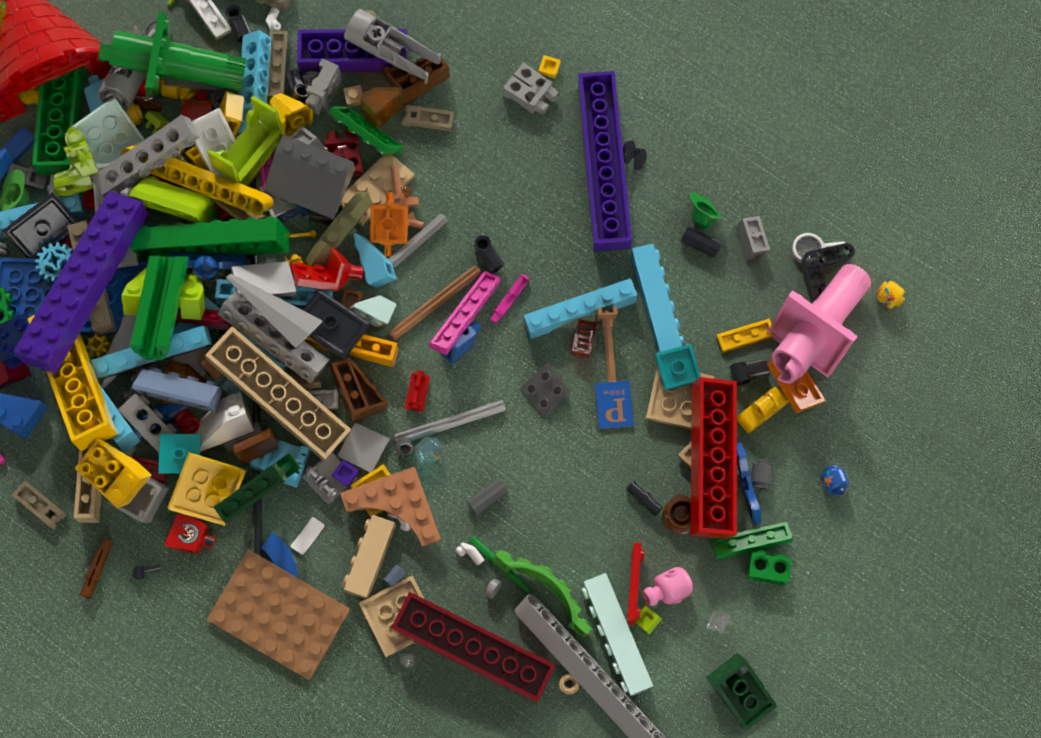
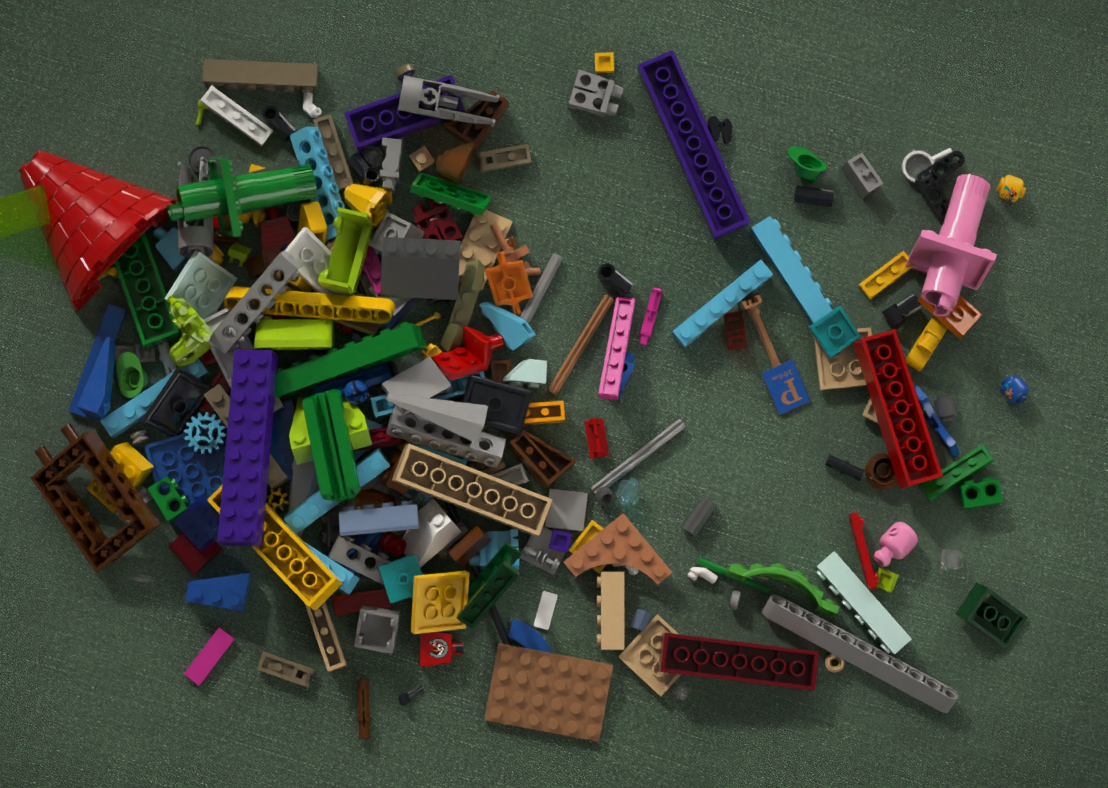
camera: 20 degrees left, 10 degrees up
(112, 473) = (351, 619): yellow slope -> none
(545, 389) = (717, 395): dark grey hinge -> none

